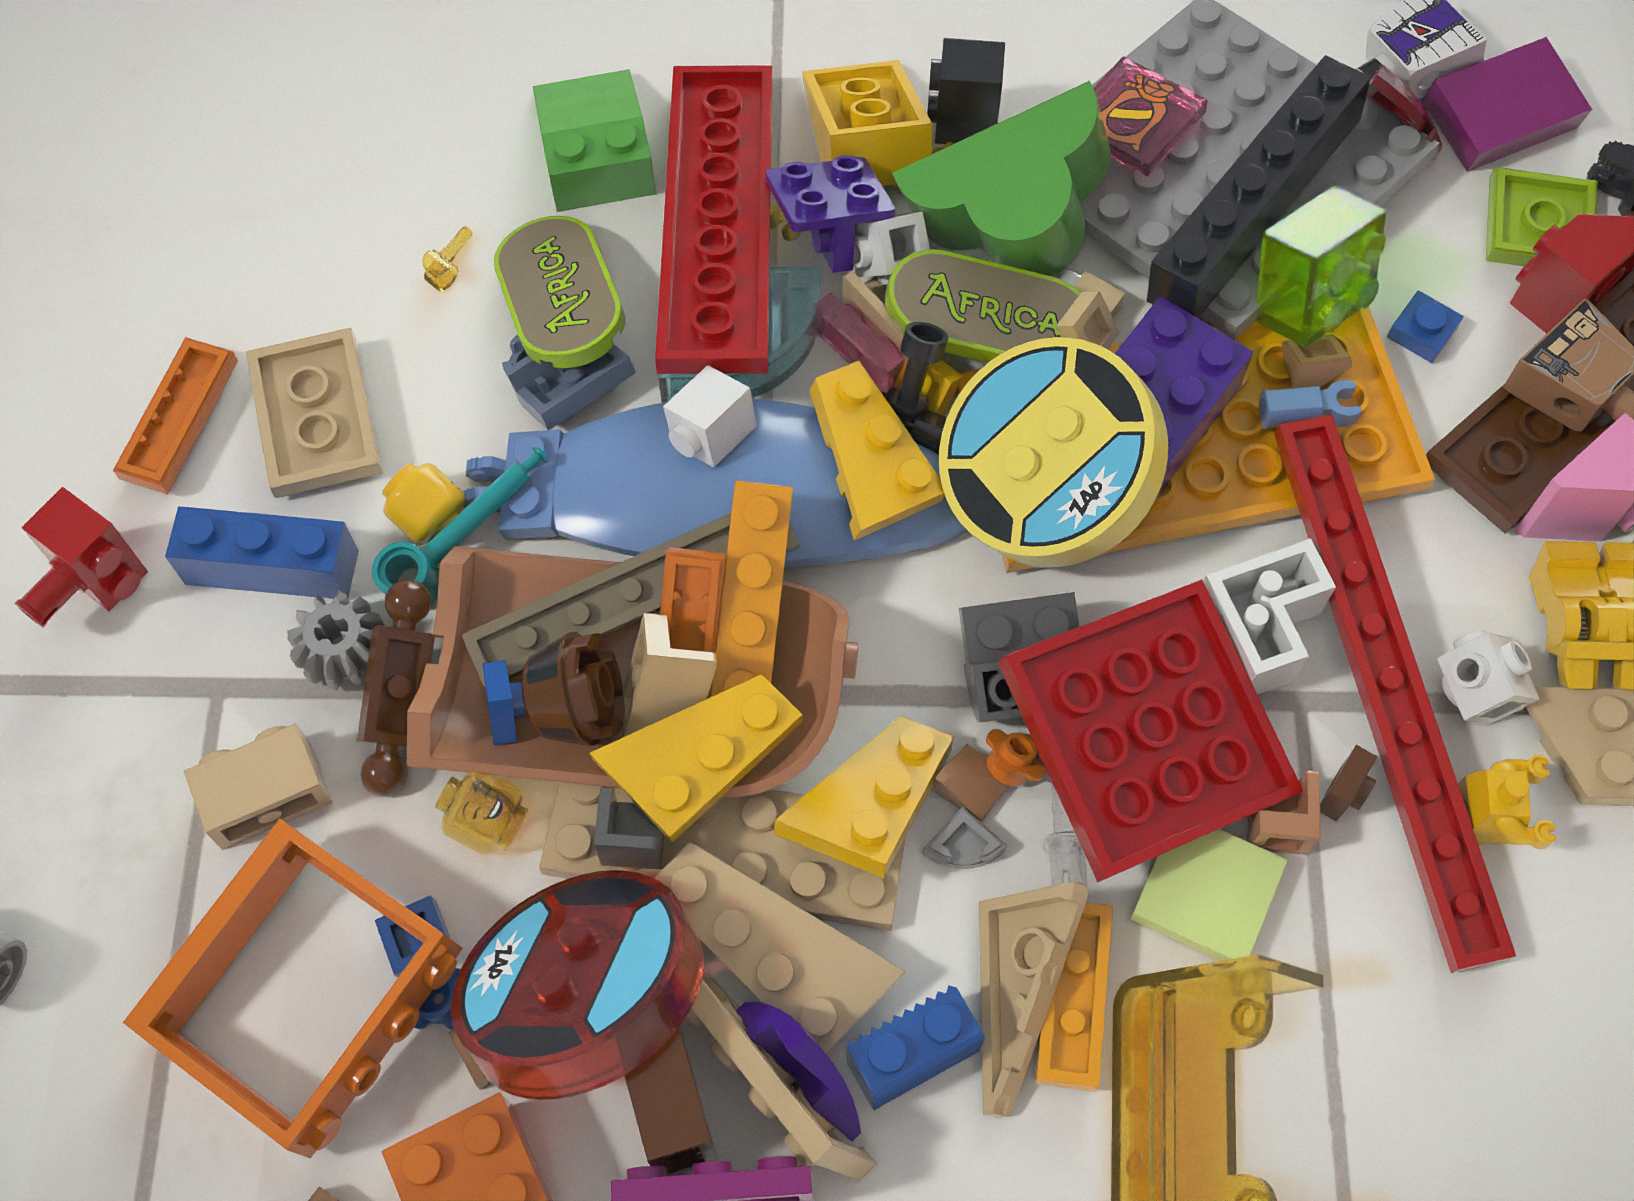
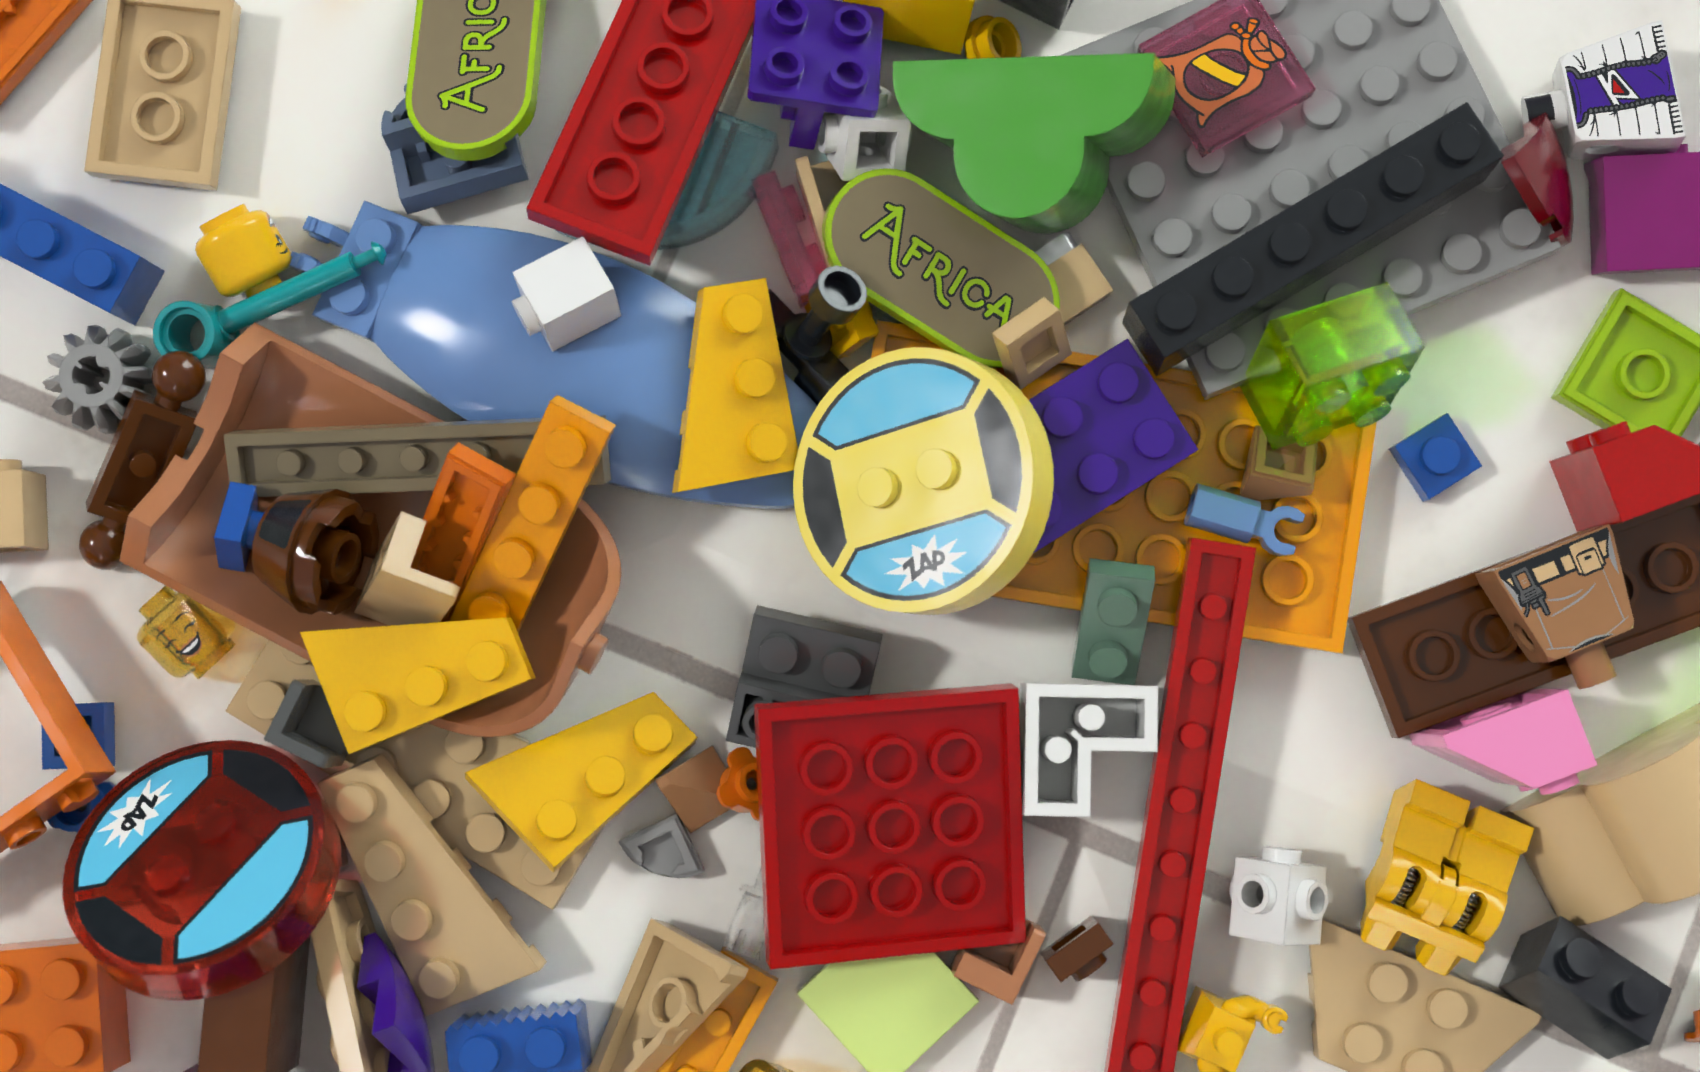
camera: 20 degrees right, 20 degrees up
(1245, 510) = (1113, 621): none -> sand green plate

